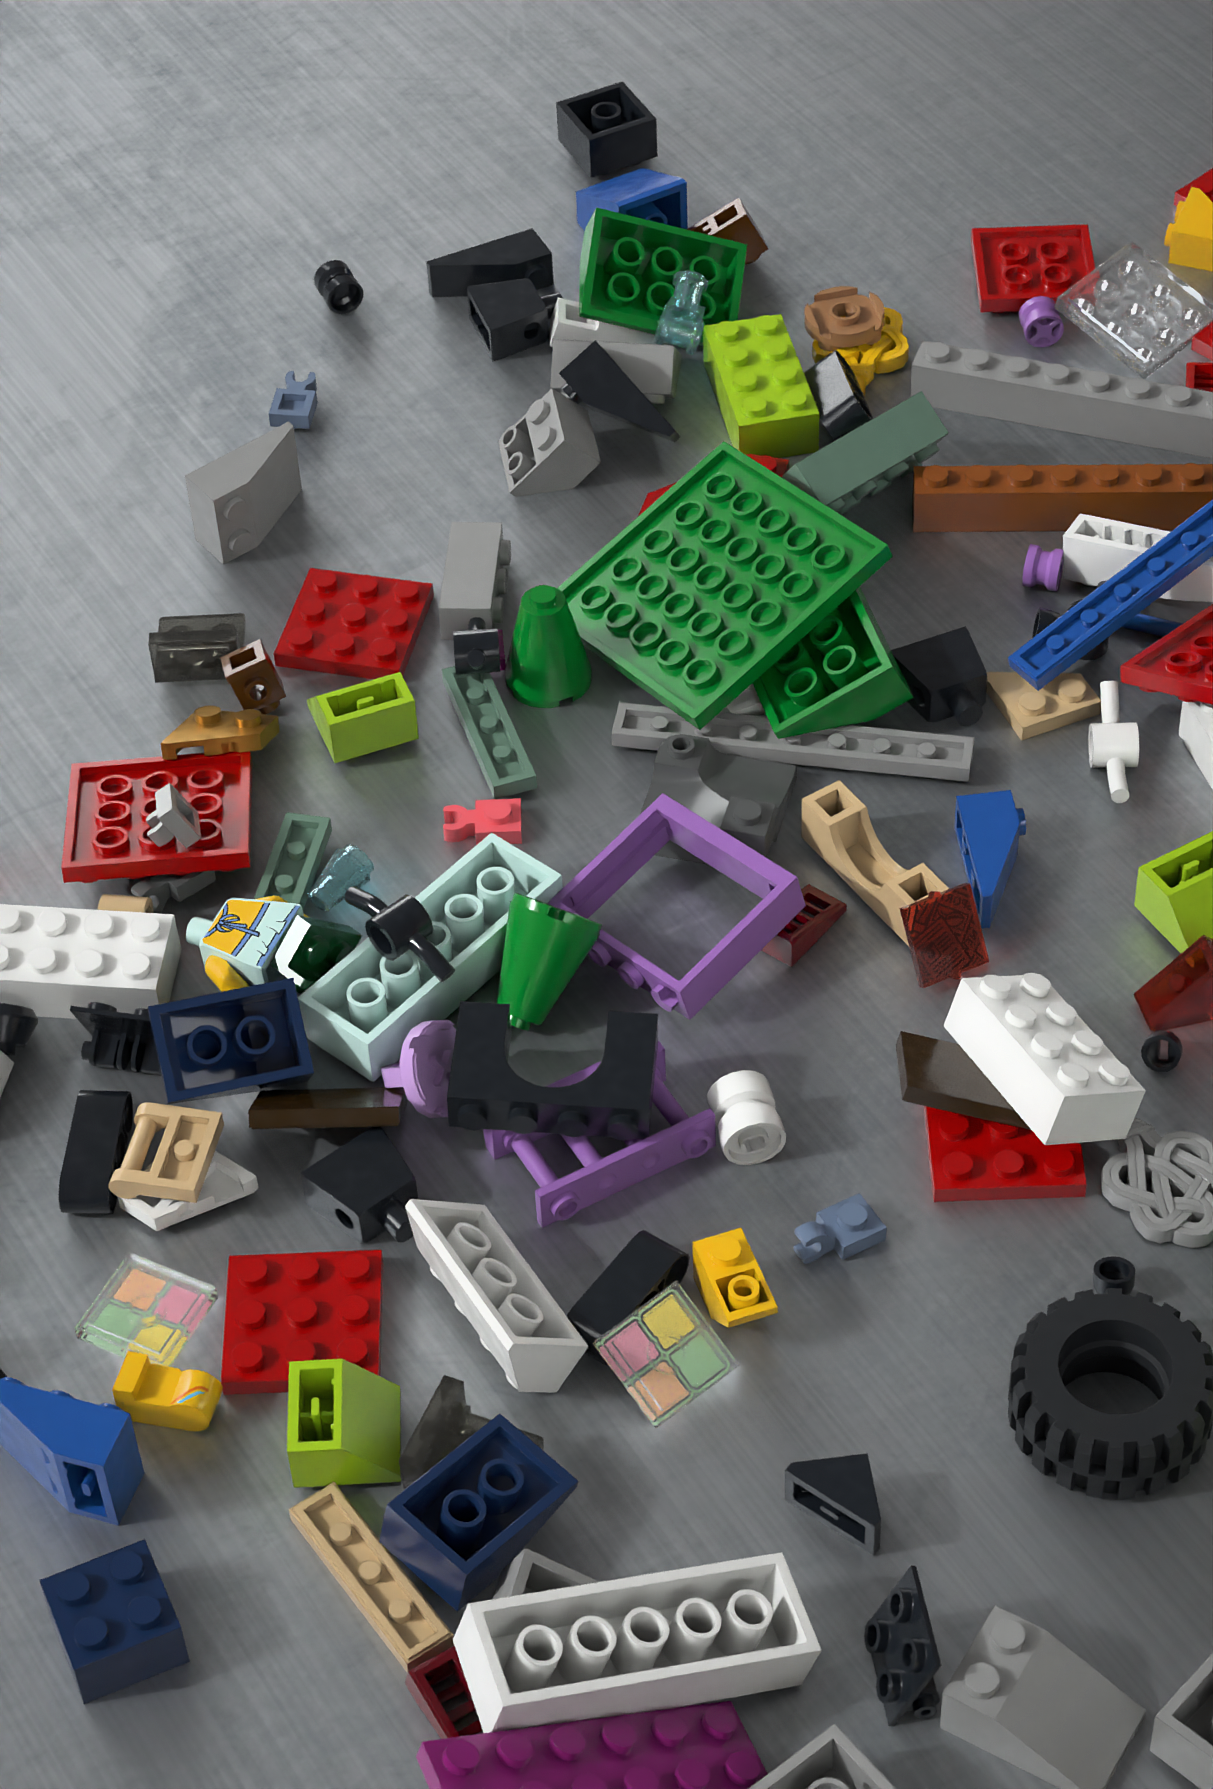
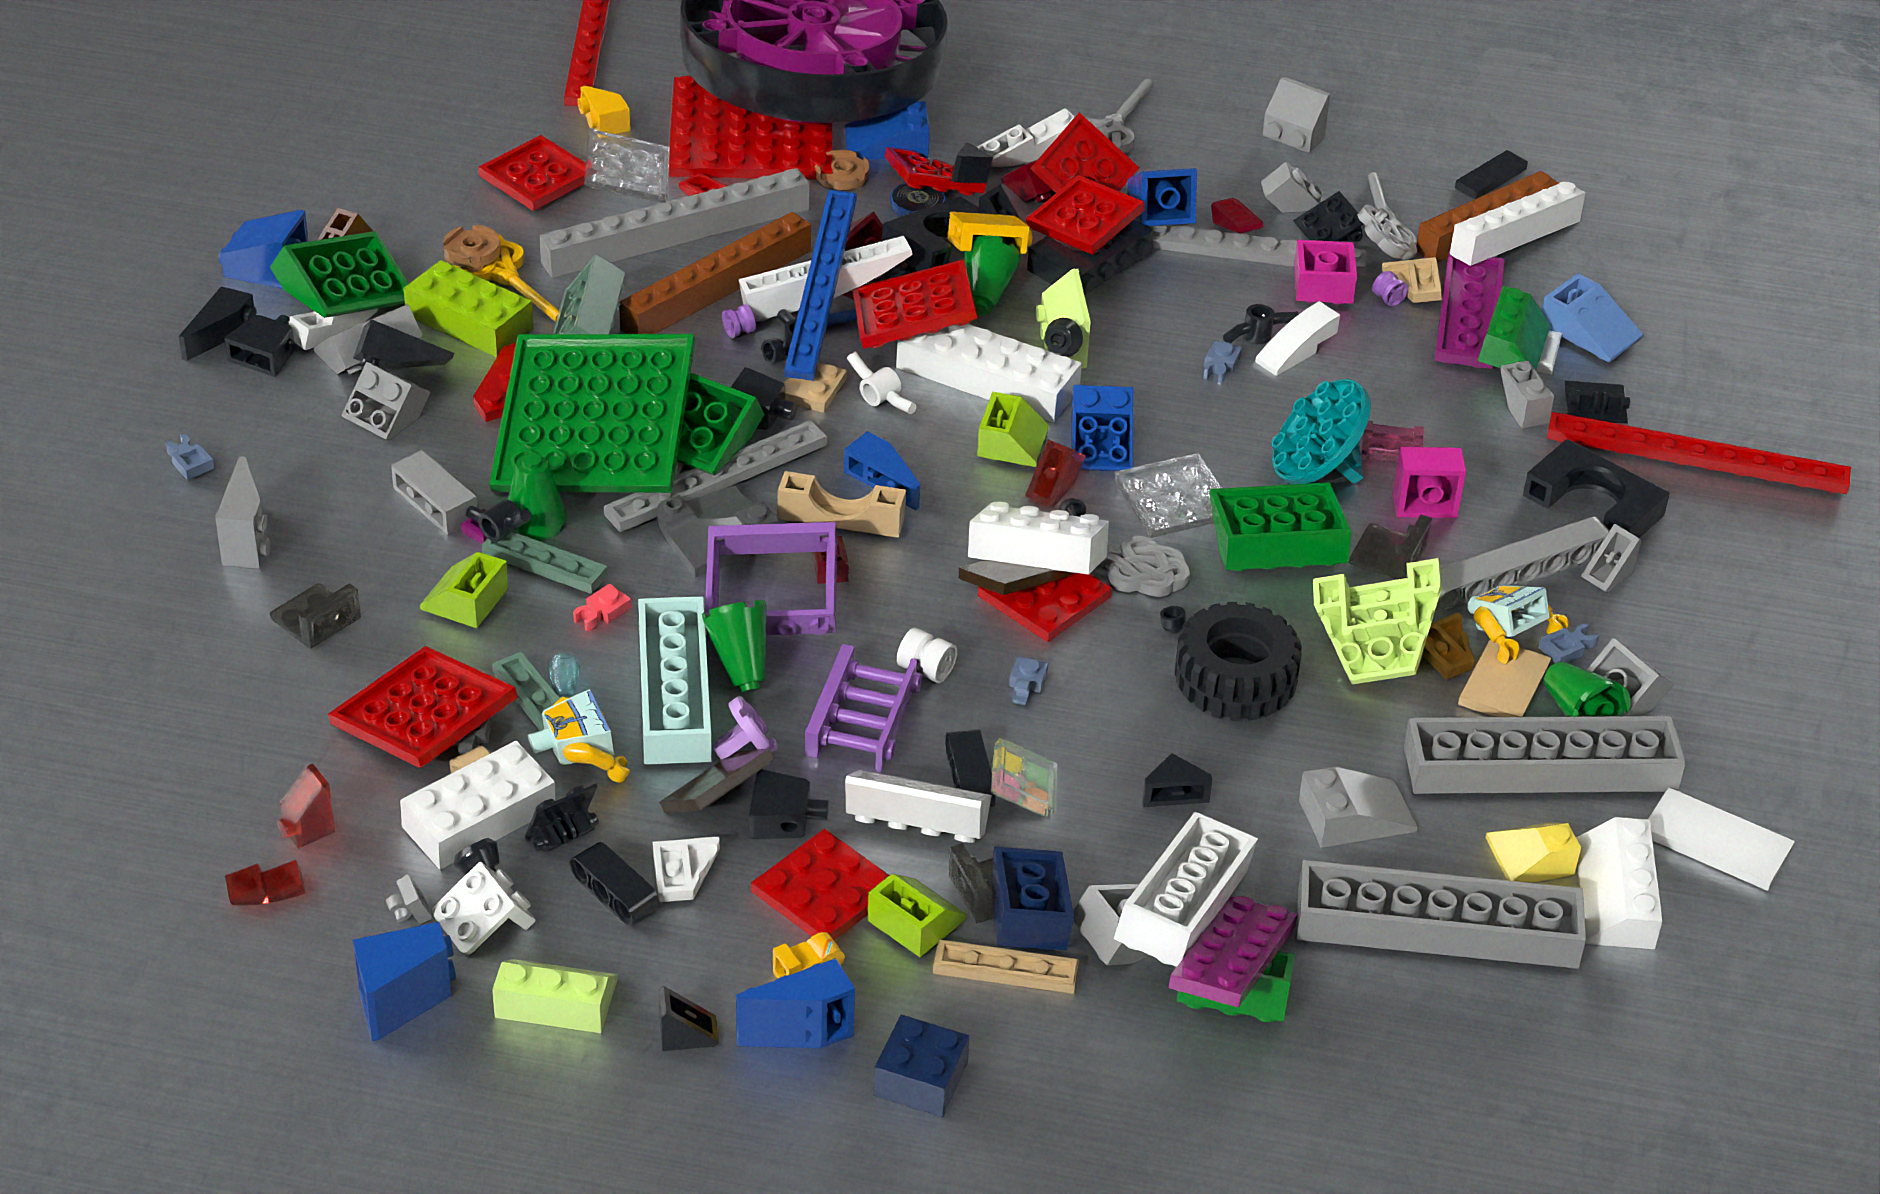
camera: 50 degrees left, 5 degrees down
(146, 1311) = (738, 937): clear tile -> none
(173, 818) = (455, 691): light grey tile -> none
(181, 1156) = (674, 846): tan plate -> none
(221, 732) = (400, 644): pearl gold wing -> none
(231, 1042) = (639, 774): dark blue slope -> none
(253, 678) = (388, 612): reddish brown brick -> none
(313, 949) = (617, 711): dark green bracket -> none
(338, 287) = (124, 379): black wheel -> none
(353, 624) = (389, 554): red plate -> none
(400, 928) = (662, 666): black piece -> none
(435, 1670) = (1099, 986): dark red slope -> none
(605, 1104) = (807, 713): black arch -> none
(607, 129) = (187, 211): black brick -> none
(683, 316) = (383, 287): clear light blue connector -> none
(731, 1279) = (1017, 725): yellow slope -> none
(837, 395) = (537, 289): black beam -> none
(904, 1651) = (1283, 817): black hinge -> none
(944, 935) = (918, 516): clear red piece -> none
(1038, 331) = (579, 198): medium lavender wheel -> none

